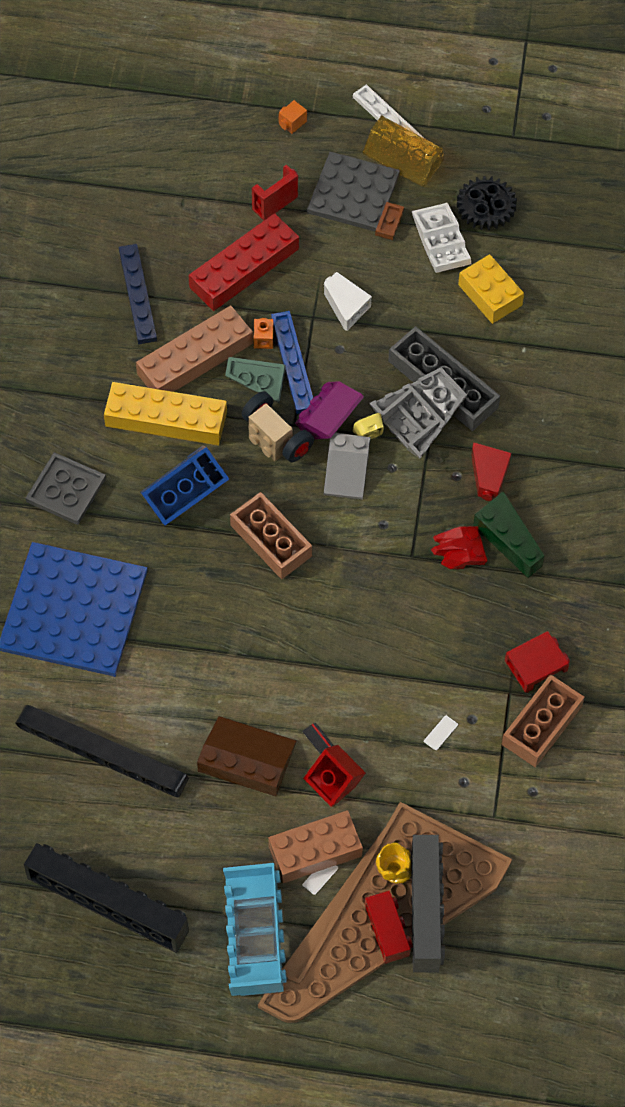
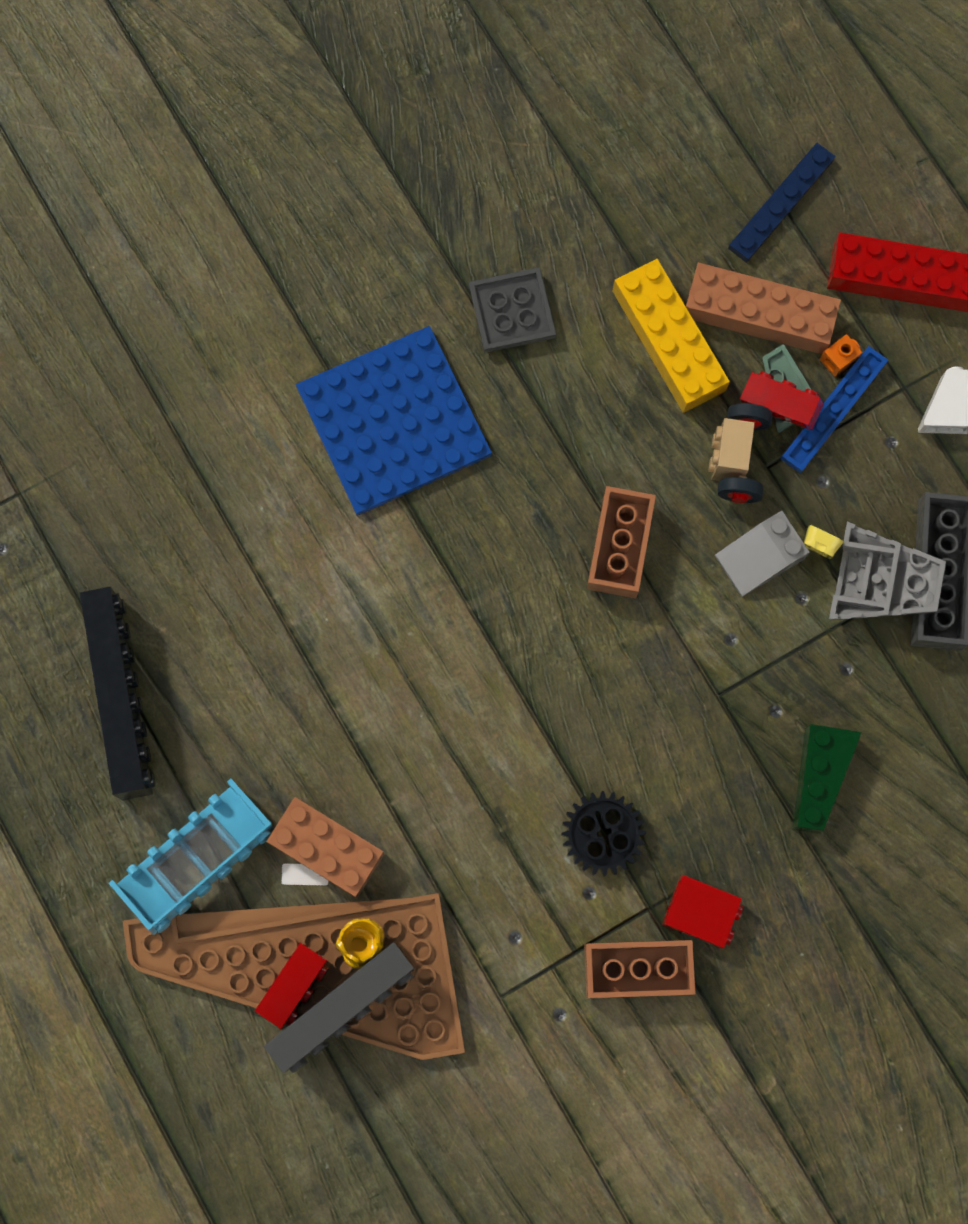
camera: 50 degrees right, 15 degrees up
(102, 751) = (267, 568): black beam -> none
(184, 485) = (603, 417): blue hinge -> none
(246, 756) = (372, 704): reddish brown slope -> none
(267, 379) = (783, 399): none -> red brick
(317, 737) = (446, 761): black sticker -> none
(329, 410) = (805, 488): magenta slope -> none
(334, 775) = (417, 806): red slope -> none
(435, 696) = (580, 839): none -> black gear
(440, 732) = (549, 873): white sticker -> none
(460, 547) = (766, 736): red plate -> none
(489, 470) = (878, 699): red slope -> none

